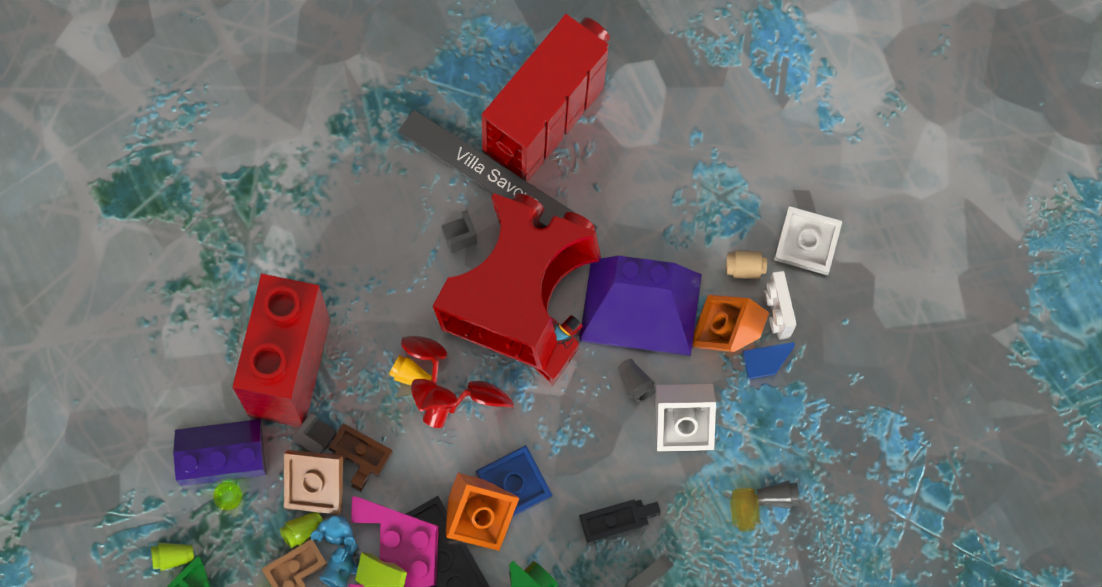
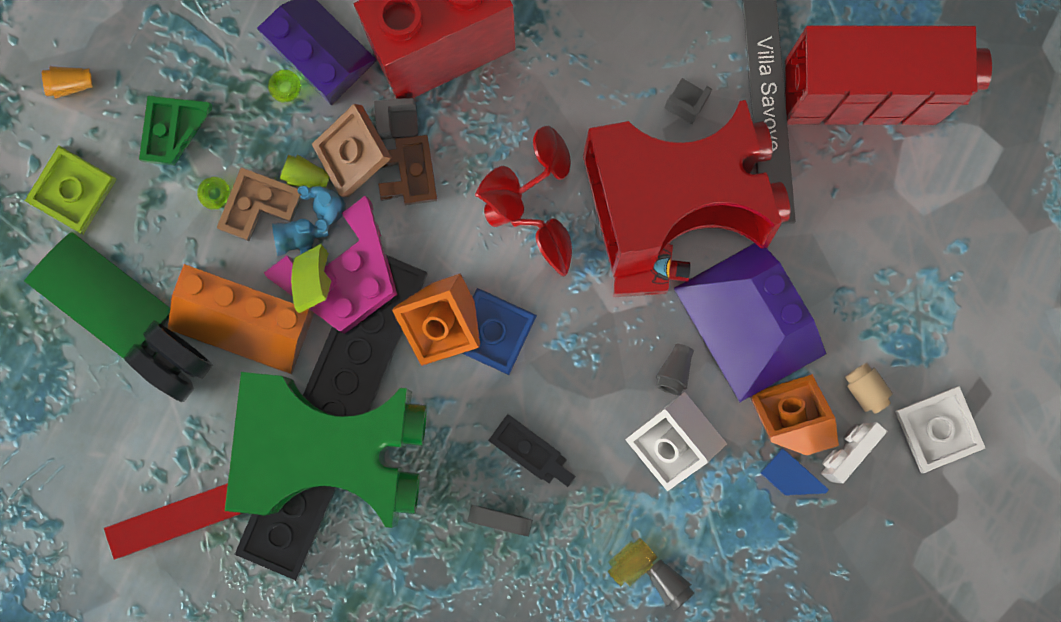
camera: 60 degrees right, 10 degrees up
(171, 555) = (192, 78): lime cone -> none
(406, 371) = (520, 156): yellow cone -> none

